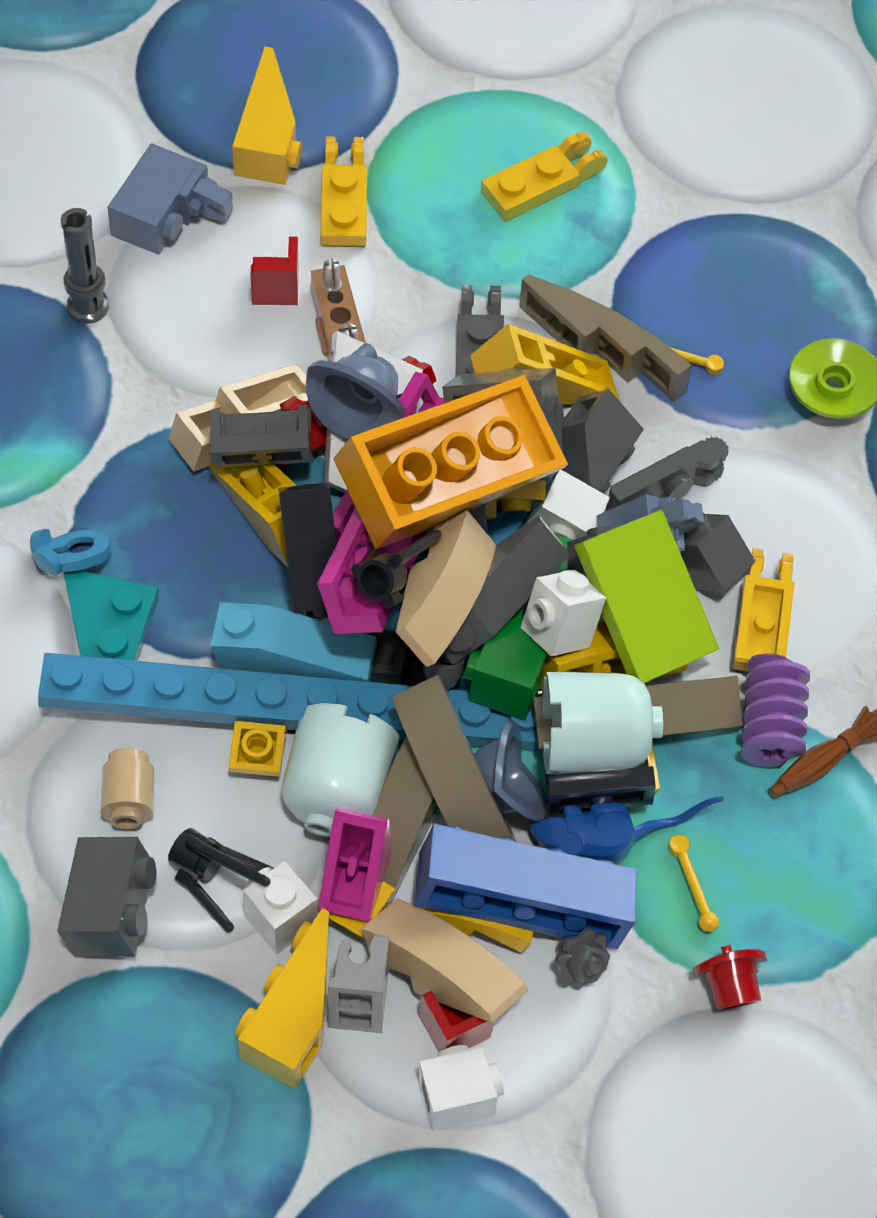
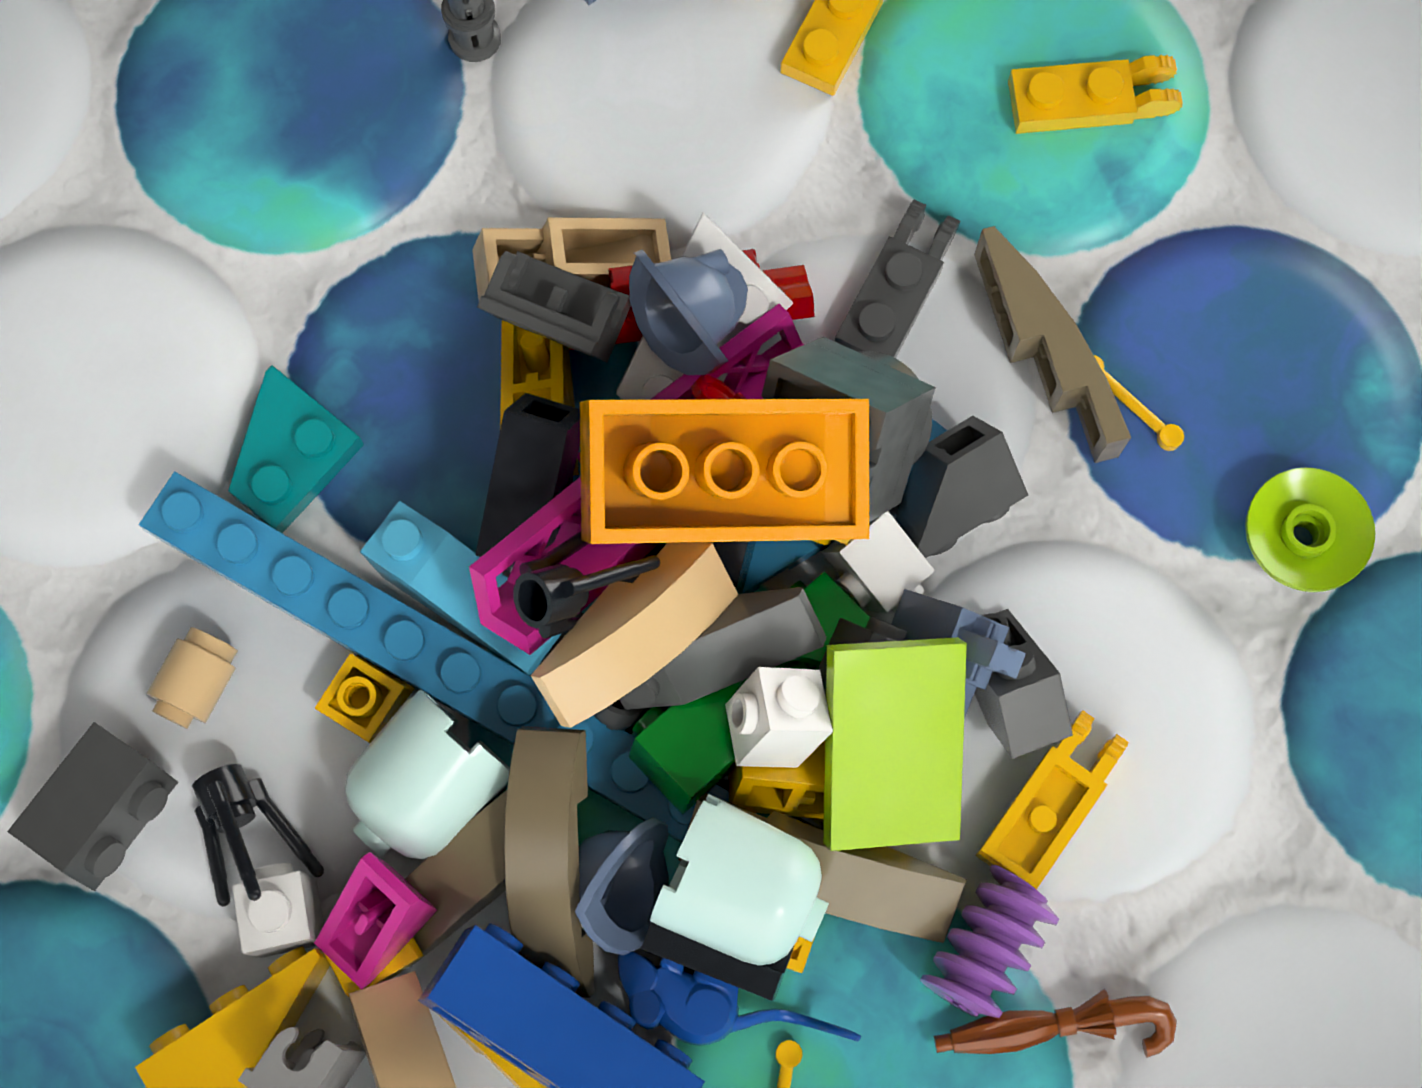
camera: 30 degrees right, 15 degrees up
(46, 550) = (265, 327): dark azure piece -> none
(276, 278) = (701, 95): red panel -> none
(334, 305) = (748, 167): medium nougat piece -> none
(576, 370) = (961, 364): yellow slope -> none
(674, 474) = (1027, 570): dark grey hinge -> none

